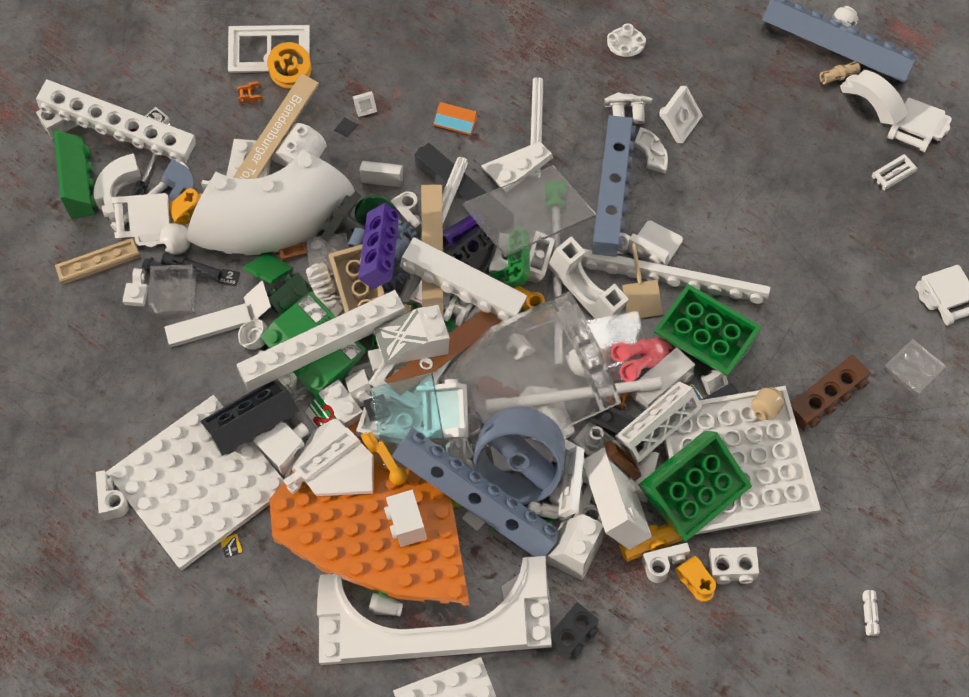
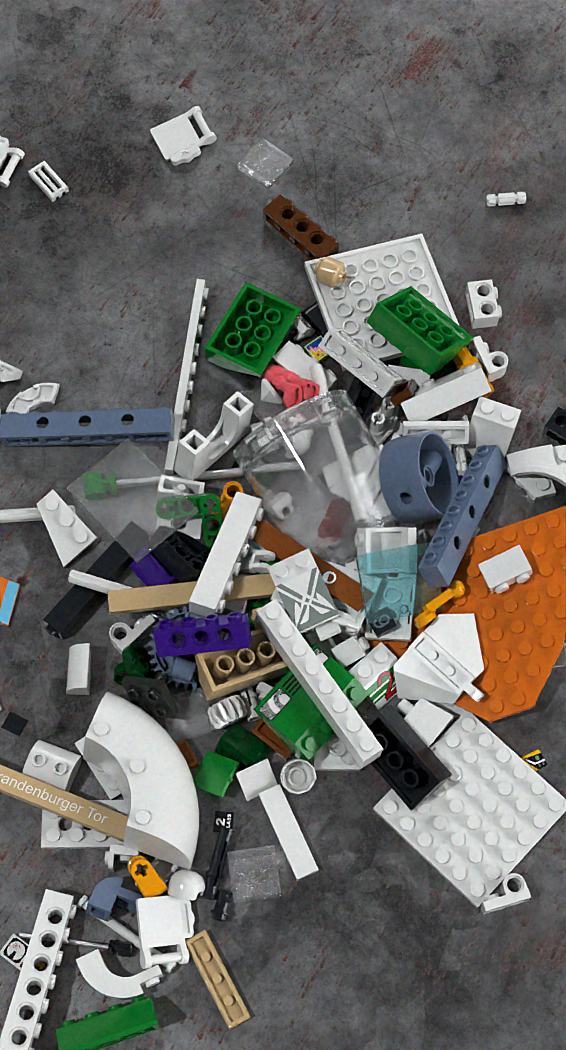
camera: 100 degrees left, 5 degrees up
(136, 292) = (256, 923): white plate -> none
(633, 335) = (268, 393): none -> white slope
(642, 295) = (211, 394): tan piece -> none
(655, 243) = (151, 387): white bracket -> none
(694, 576) = (501, 331): light orange piece -> none

